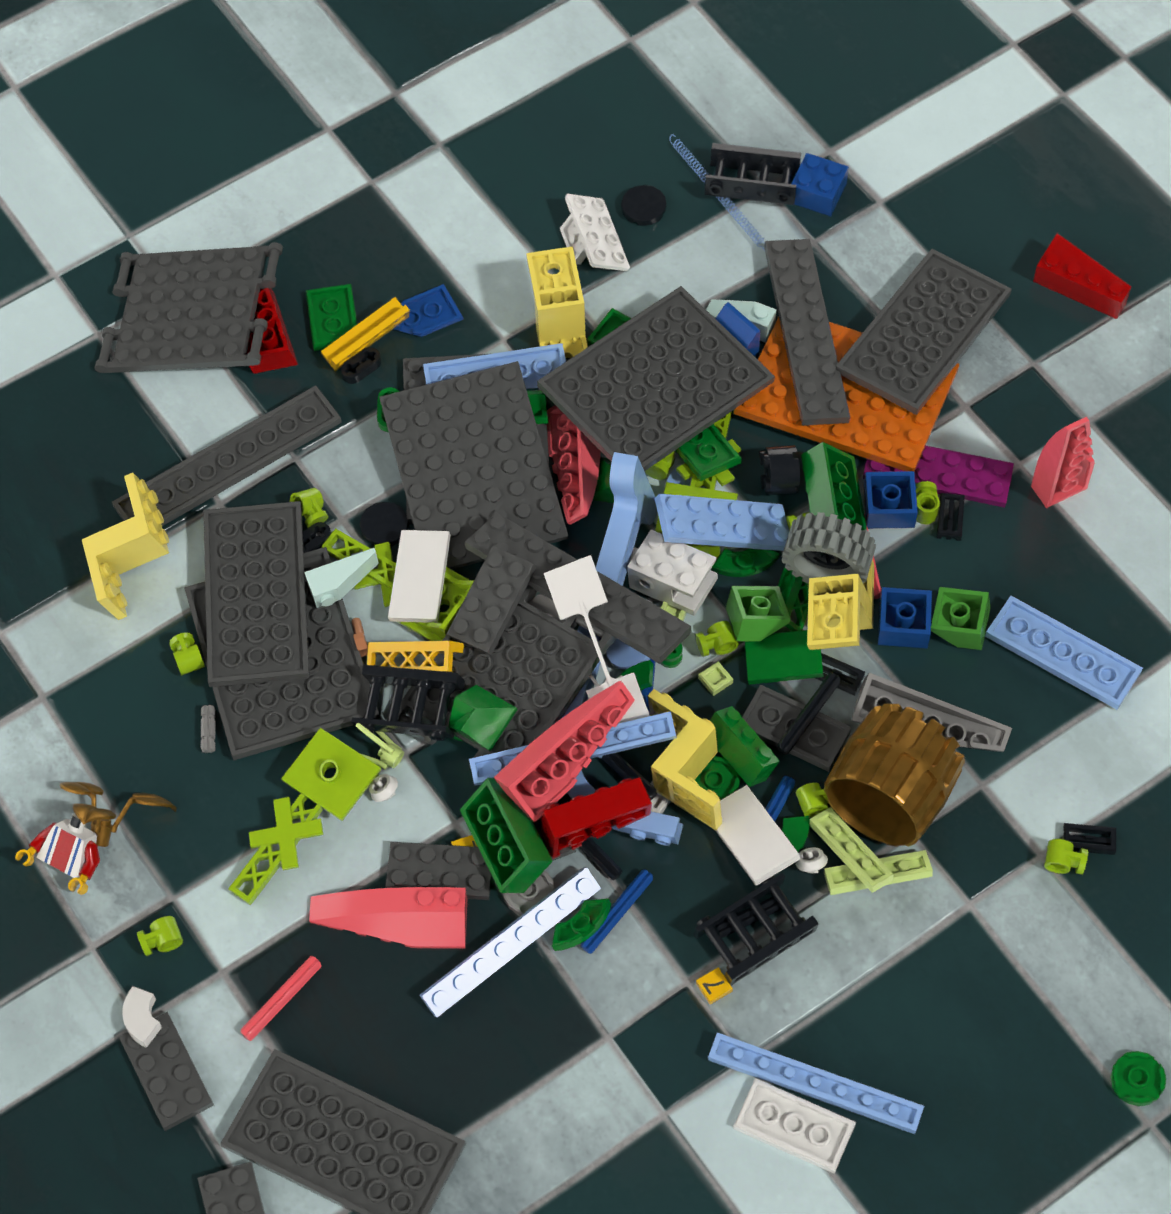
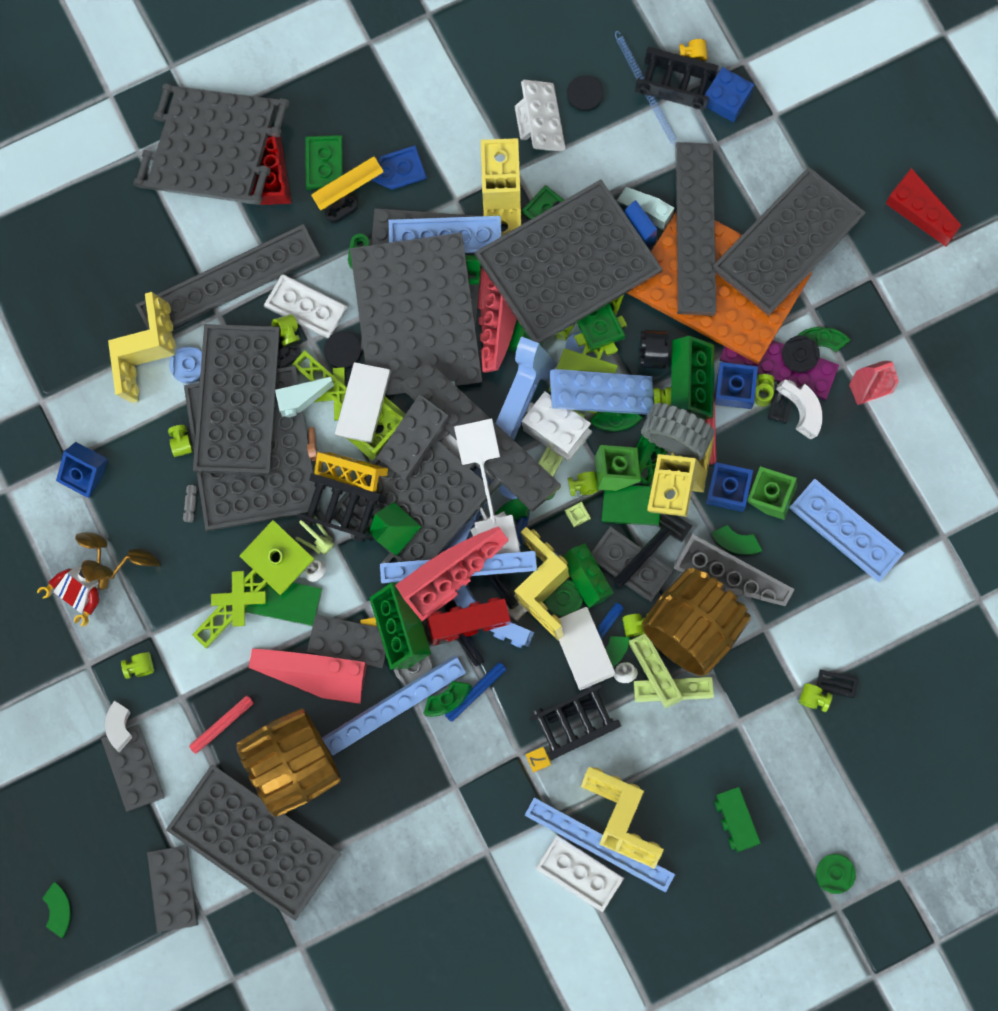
camera: 10 degrees right, 15 degrees up
(59, 704) = (81, 469): none -> blue slope
(185, 565) = (186, 364): none -> light blue tile
(338, 480) = (307, 305): none -> white tile
(362, 834) = (295, 605): none -> green tile
(381, 1022) = (288, 762): none -> pearl gold wheel
(769, 139) = (696, 49): none -> yellow piece
(838, 1061) = (627, 799): none -> light yellow bracket
(935, 685) = (736, 543): none -> green tile
(963, 455) = (800, 354): none -> black tile
(983, 510) = (808, 406): none -> white arch
(985, 436) = (826, 337): none -> green tile
(993, 1025) = (736, 820): none -> green brick

